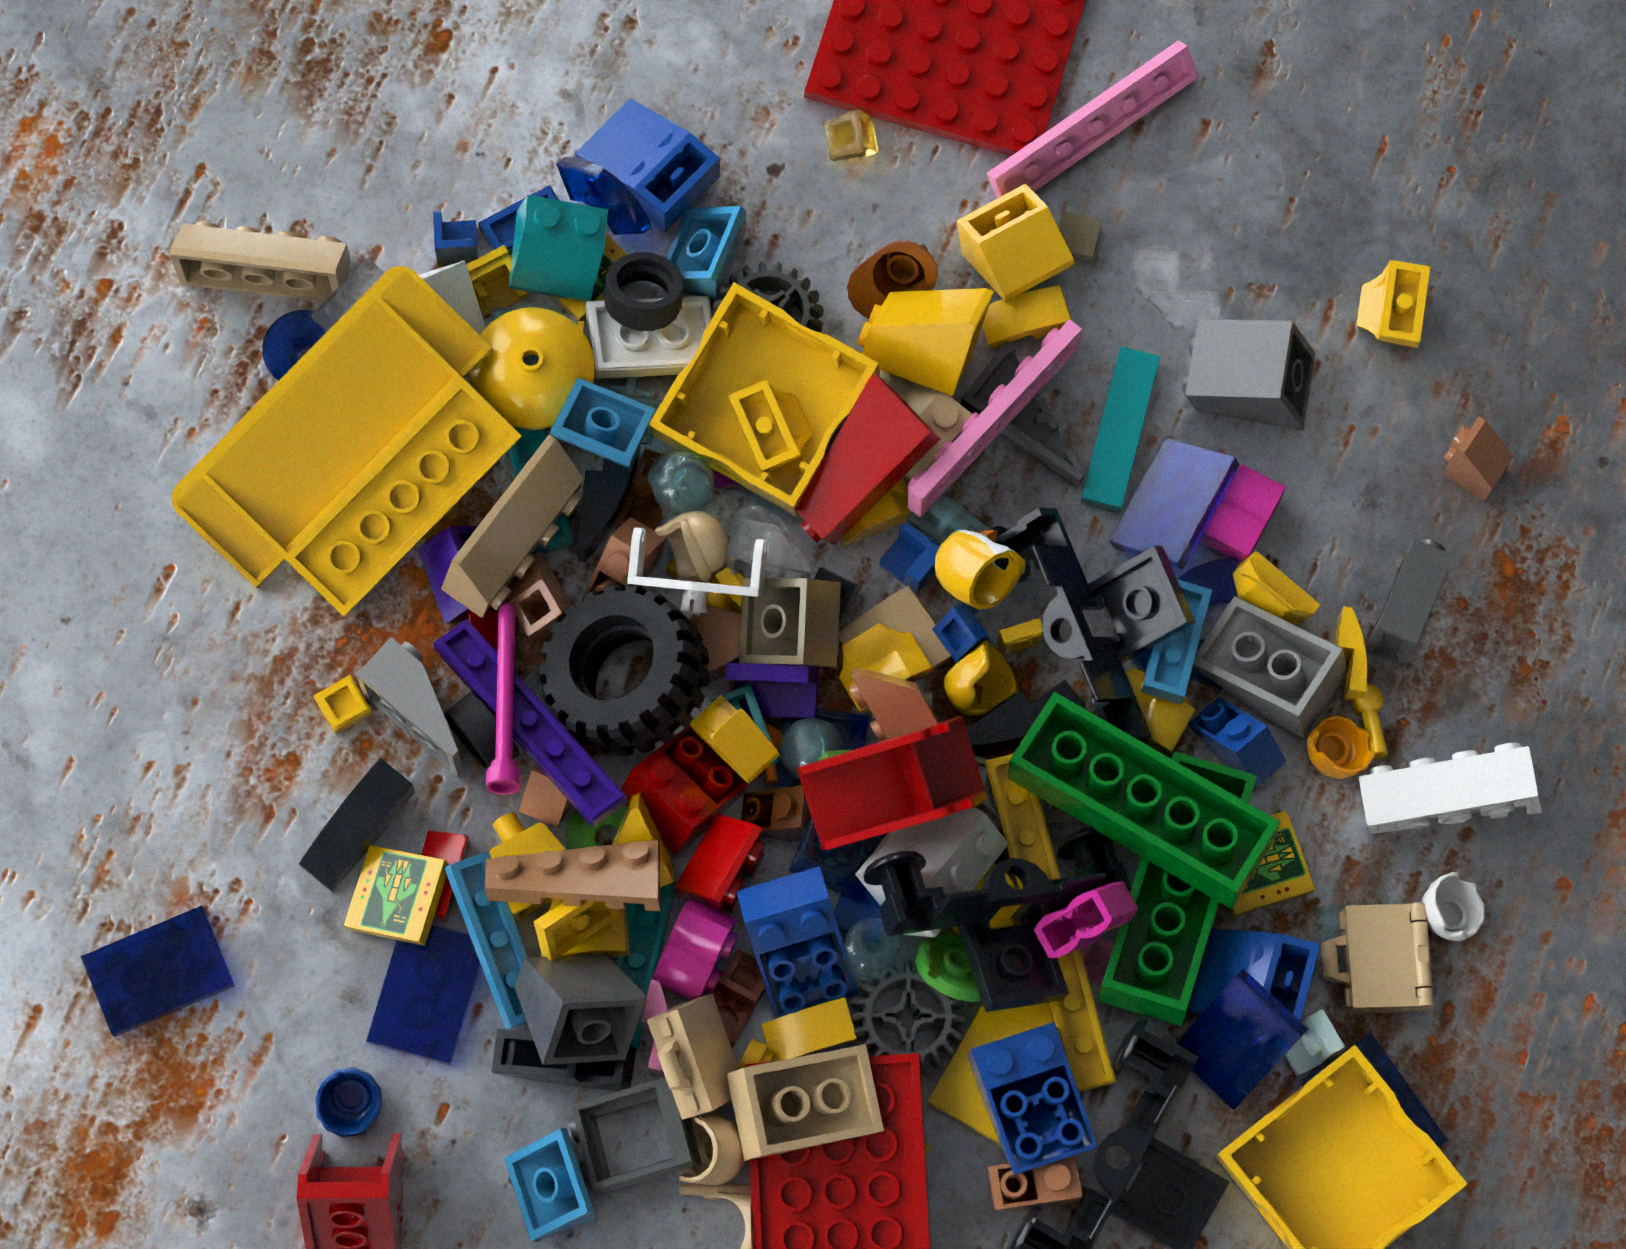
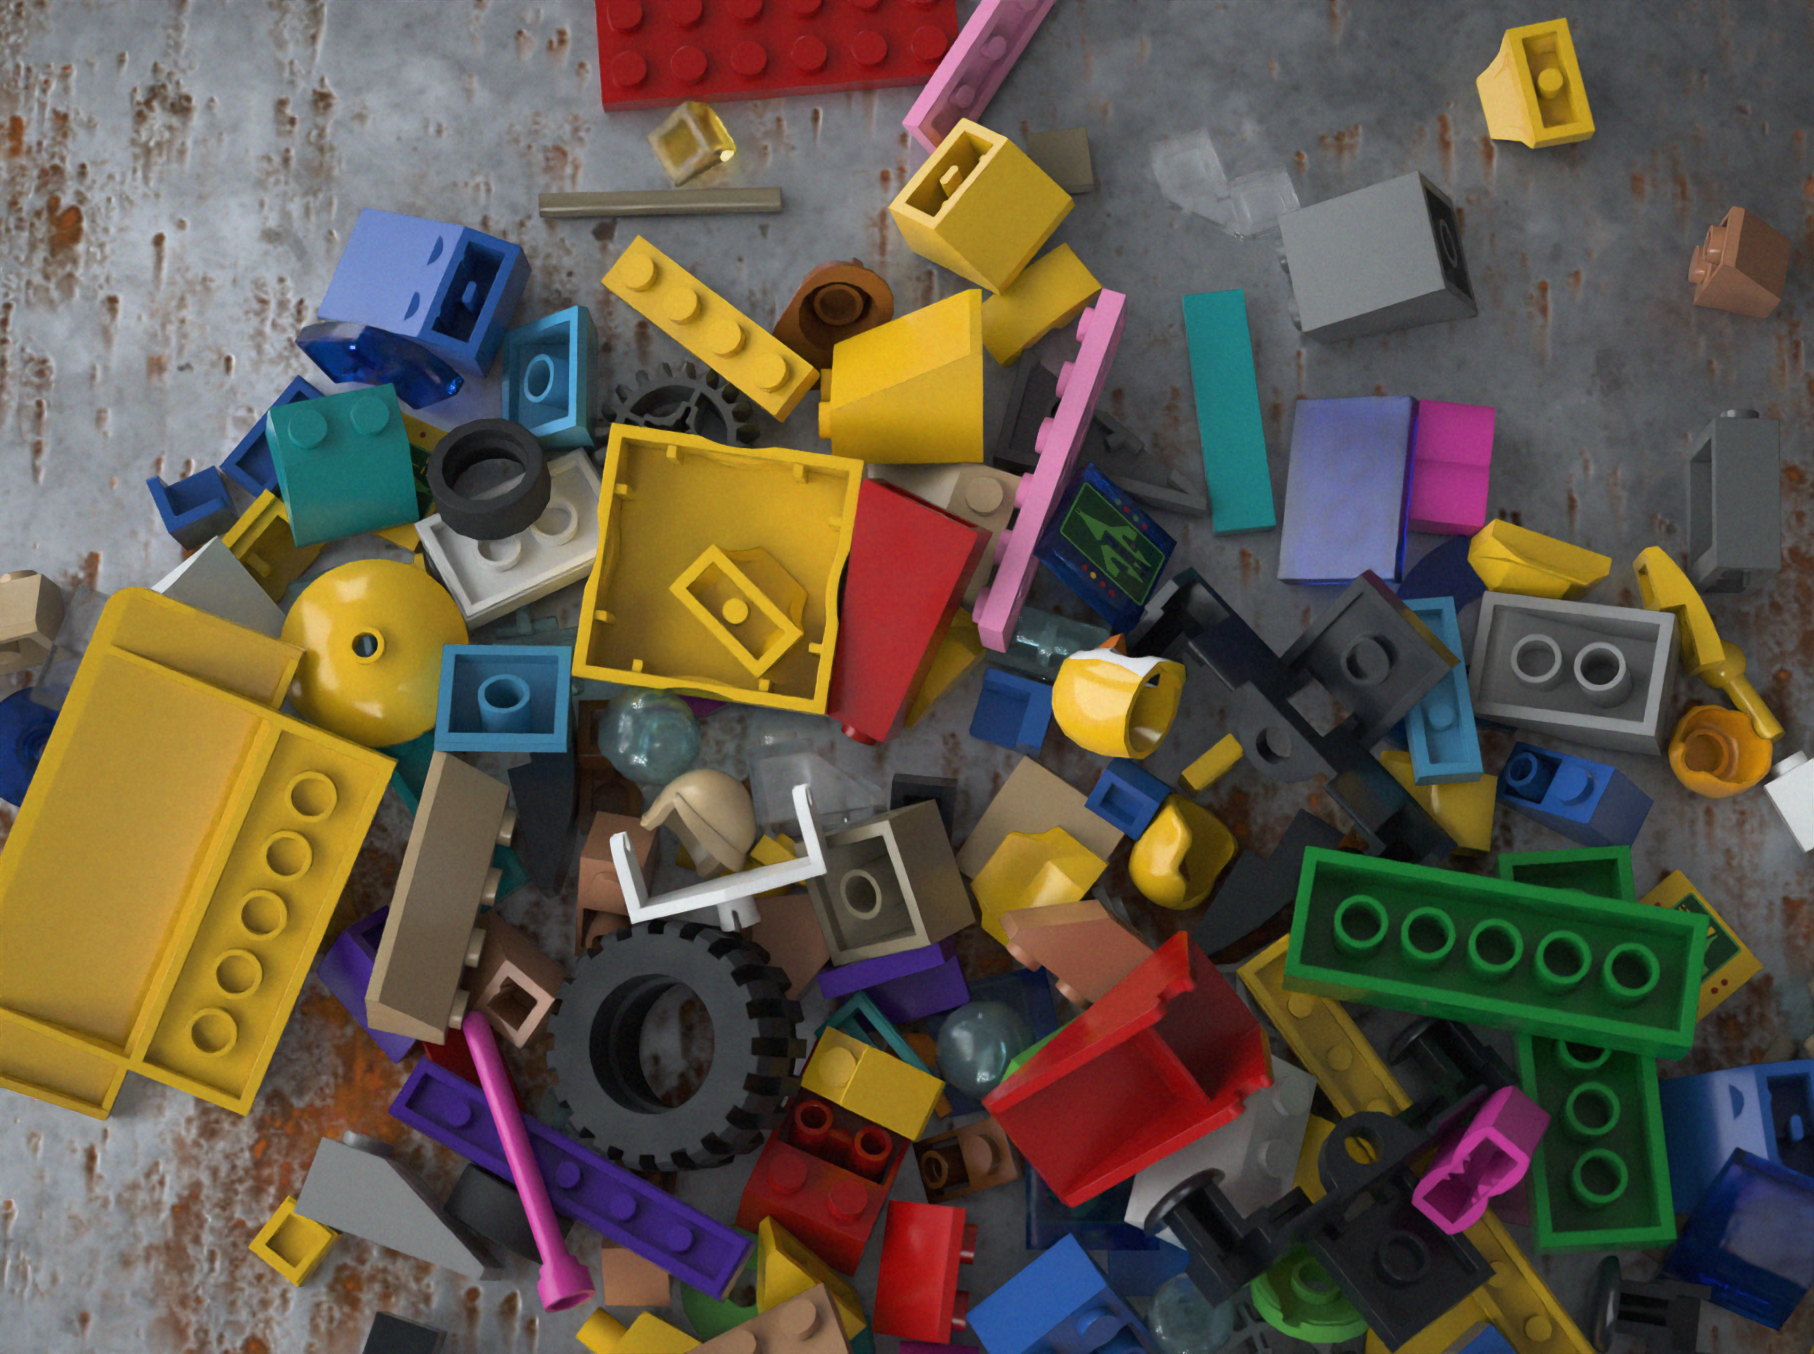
camera: 10 degrees left, 5 degrees up
(816, 253) = (711, 329): none -> yellow plate
(817, 165) = (660, 202): none -> dark tan bar
(1007, 477) = (1105, 548): none -> tile

